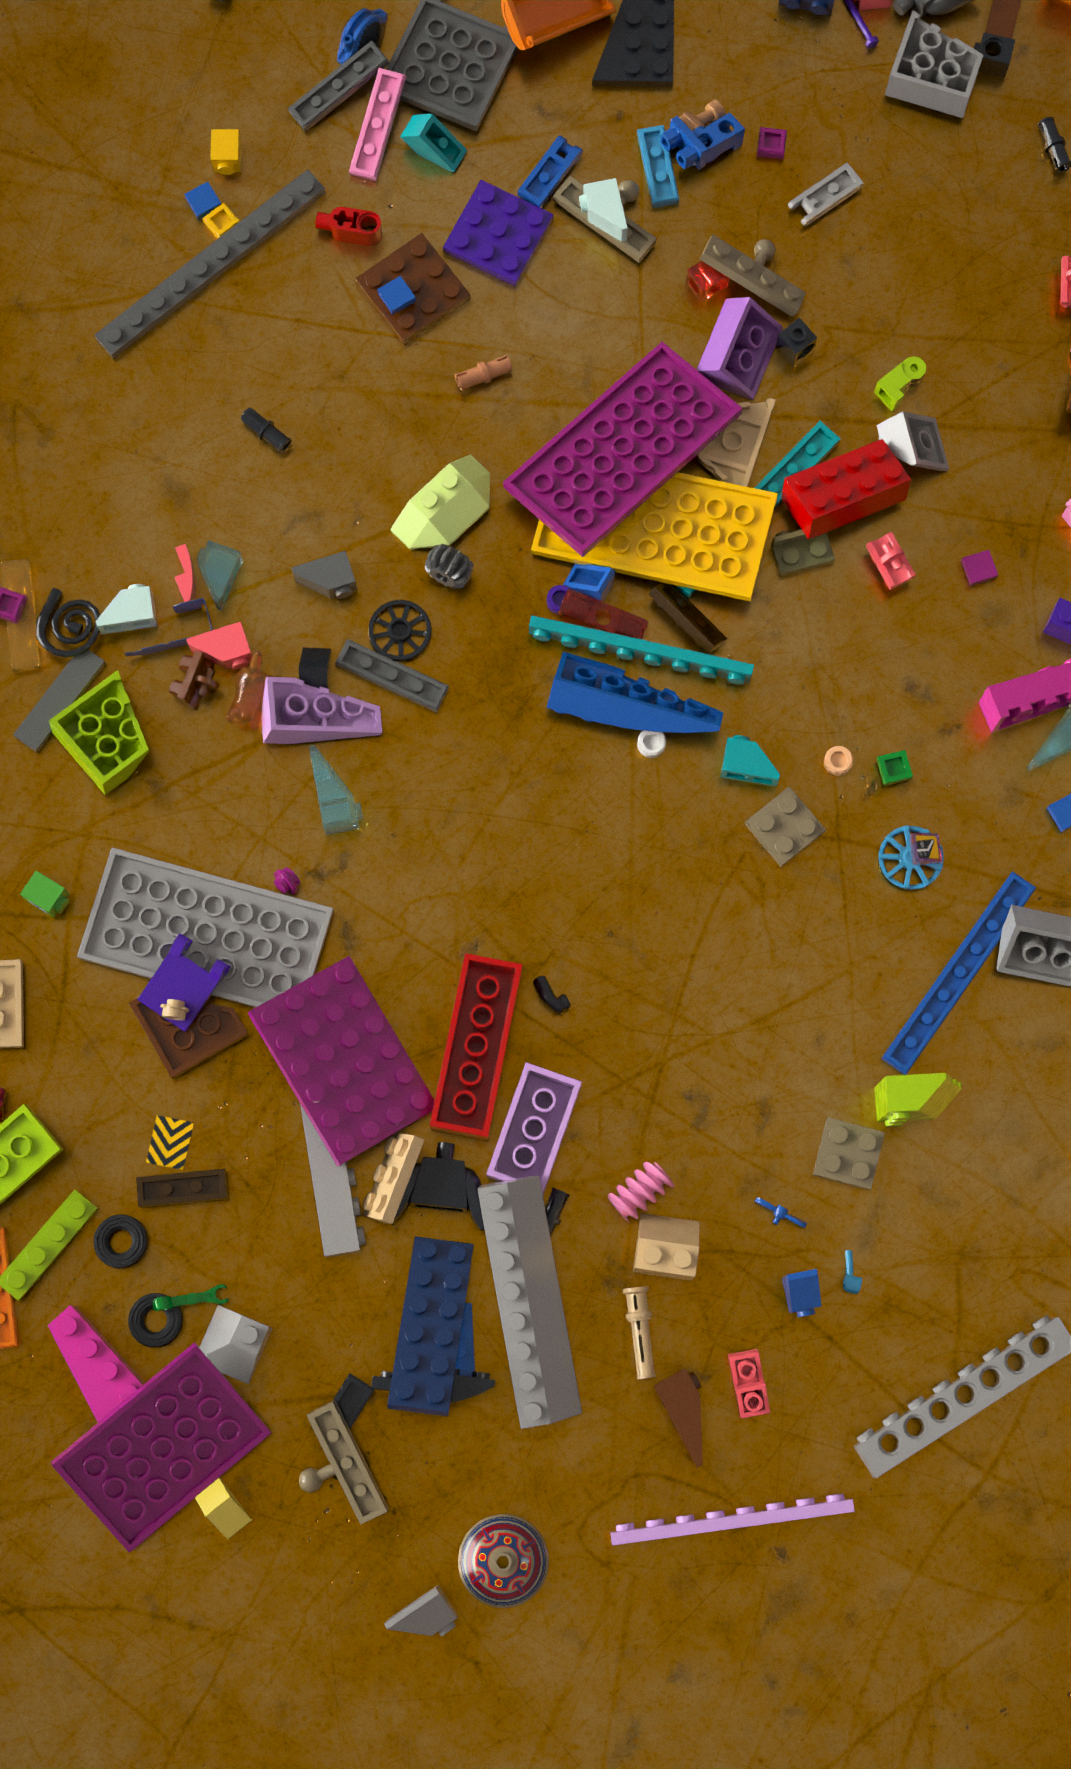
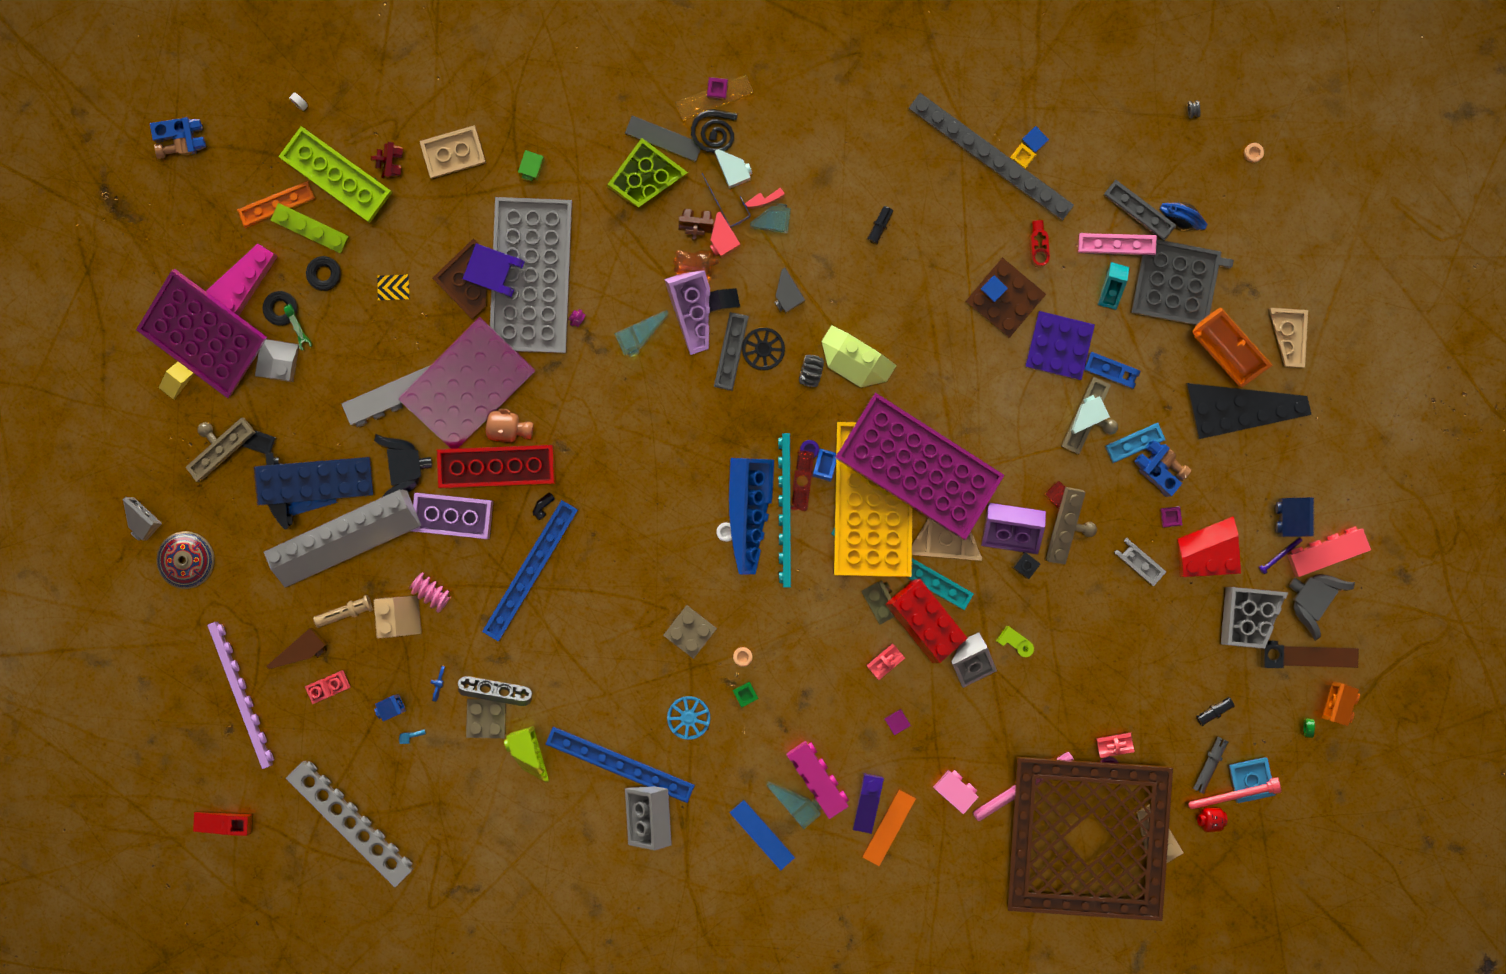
camera: 75 degrees right, 10 degrees up
(174, 1010) = (473, 269): tan plate -> none
(182, 1188) = (365, 303): dark brown plate -> none
(226, 151) = (1072, 146): yellow brick -> none
(392, 1177) = (399, 434): tan plate -> none
(421, 1019) = (505, 427): none -> nougat piece
(483, 372) = (955, 360): nougat pin -> none
(555, 1207) = (407, 540): black pin -> none
(643, 1036) = (530, 570): none -> blue plate
(688, 617) = (816, 536): dark brown plate -> none
(747, 762) = (726, 597): teal slope -> none
(807, 1128) = (493, 694): none -> dark grey beam
(831, 100) = (1210, 551): none -> red wedge
(925, 848) = (694, 726): slope -> none
(925, 1597) = (223, 823): none -> red slope

